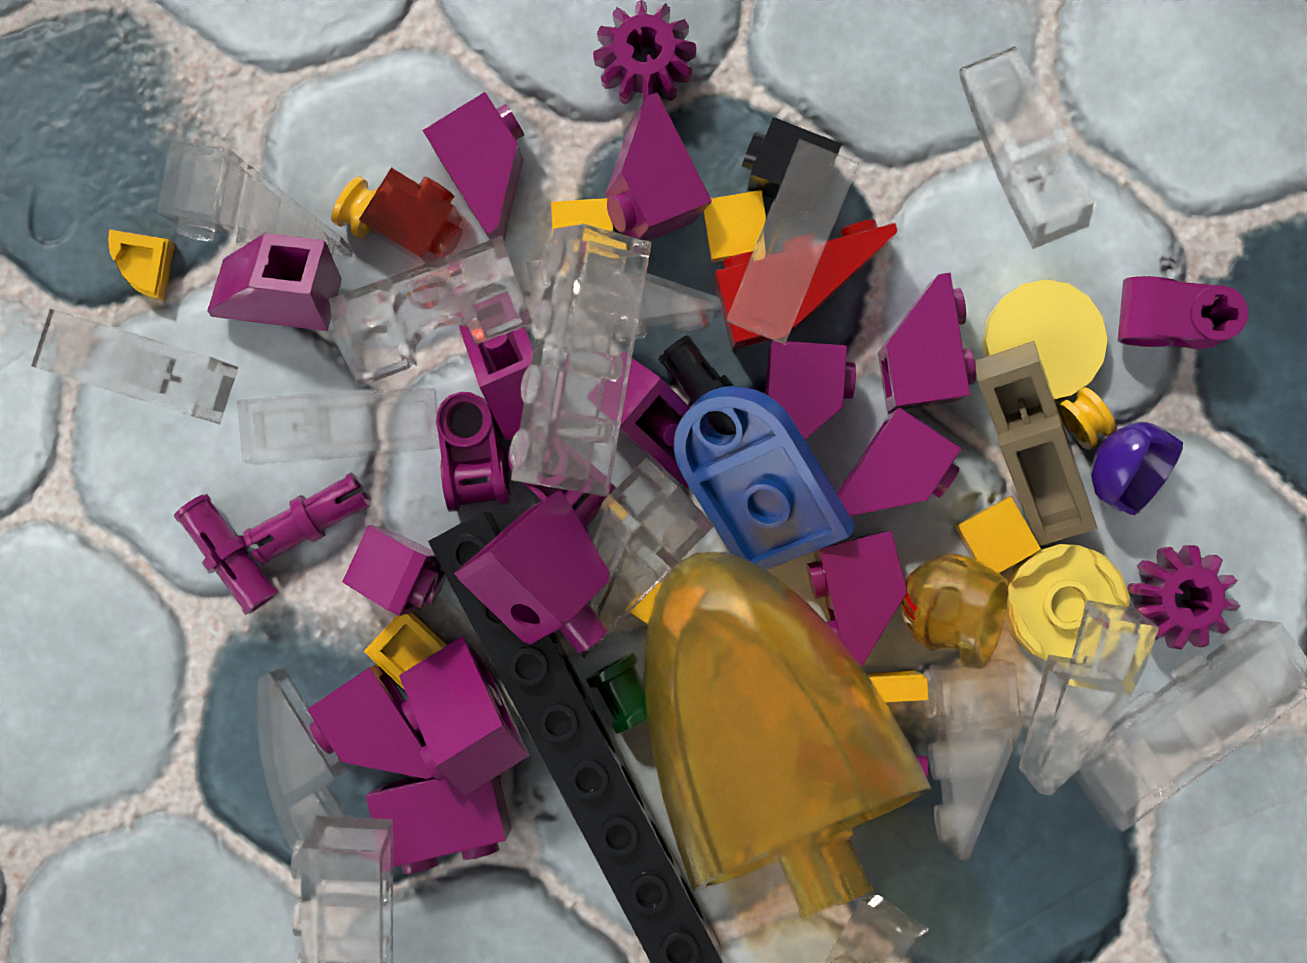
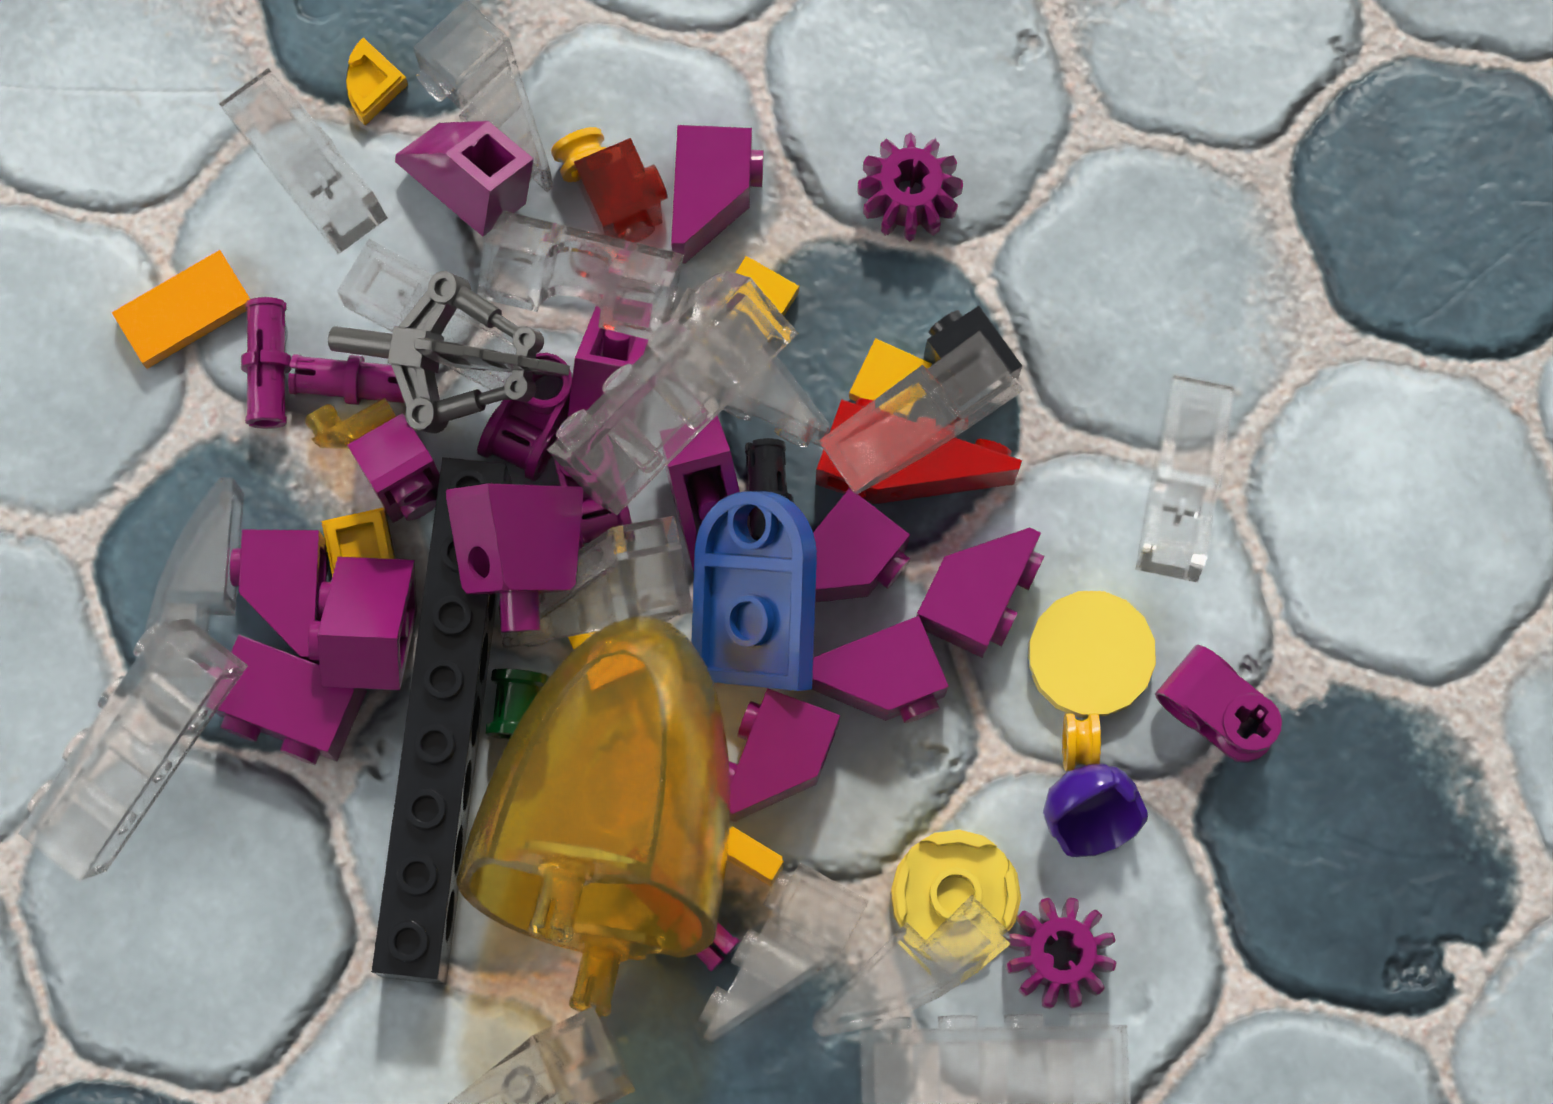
camera: 25 degrees right, 10 degrees down
(126, 555) = (182, 309): none -> light orange tile
(332, 566) = (335, 433): none -> clear yellow arm
(346, 467) = (419, 349): none -> dark grey bar
(654, 177) = (844, 295): magenta slope -> none
(957, 606) = (853, 823): clear yellow helmet -> none
(998, 535) = (934, 795): yellow tile -> none
(1035, 443) = (1018, 732): dark tan slope -> none

